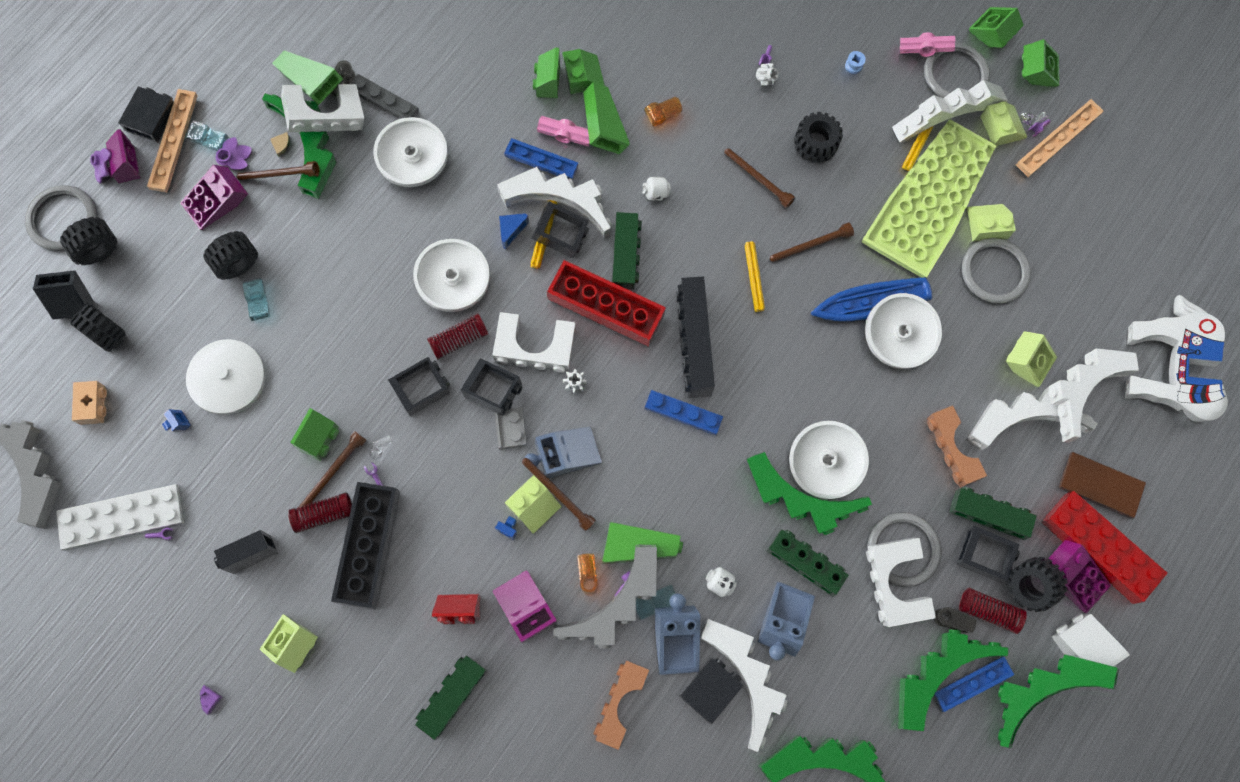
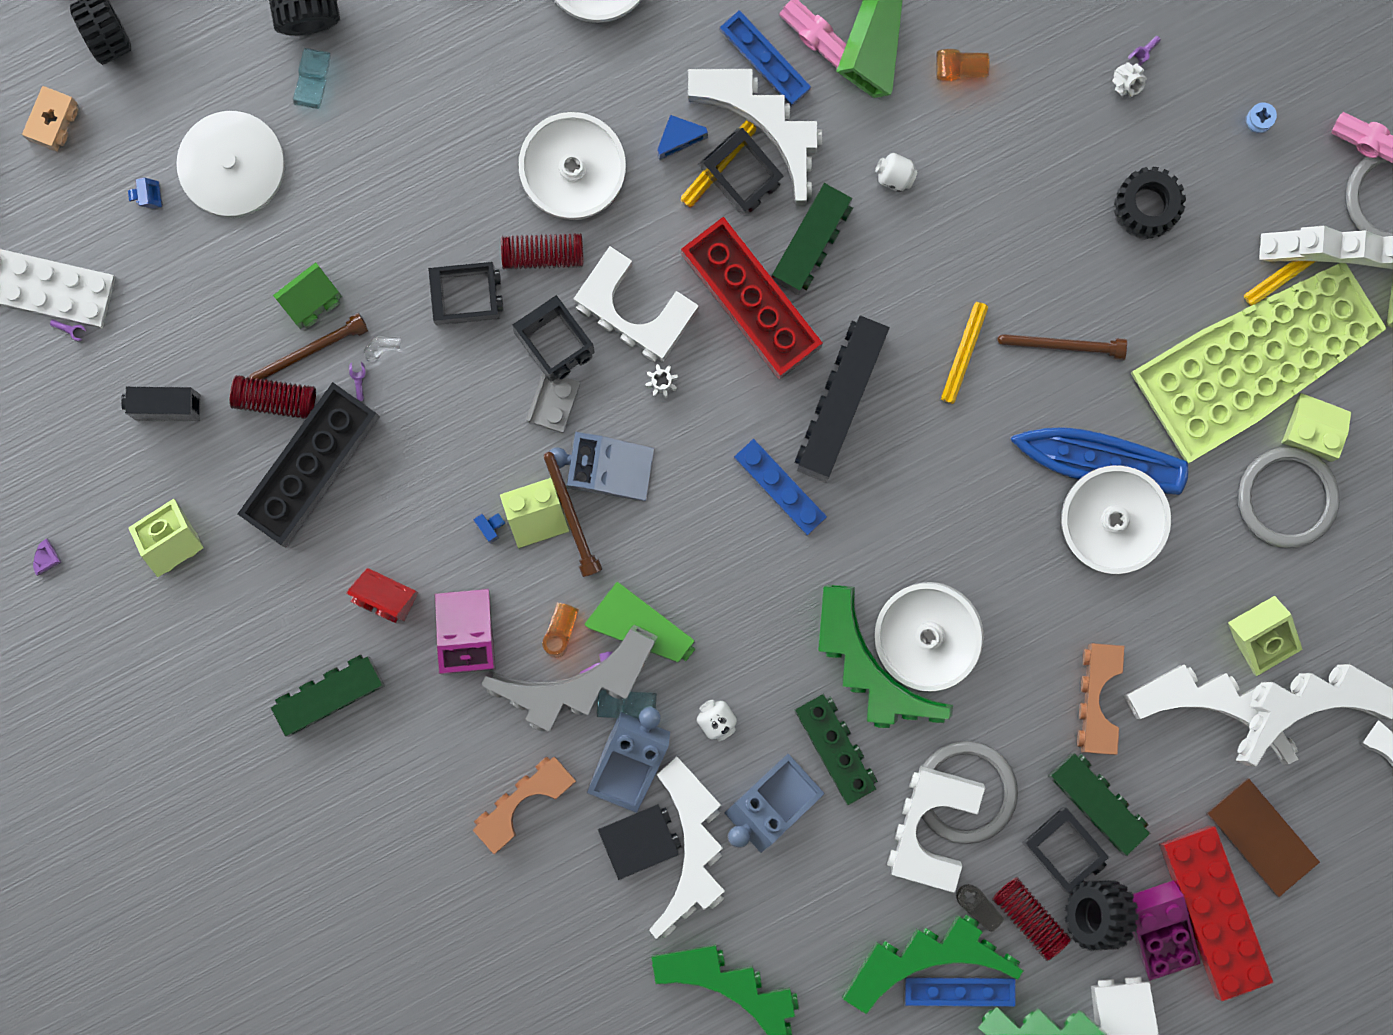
camera: 30 degrees right, 10 degrees up
(785, 198) = (1061, 266): reddish brown piece -> none

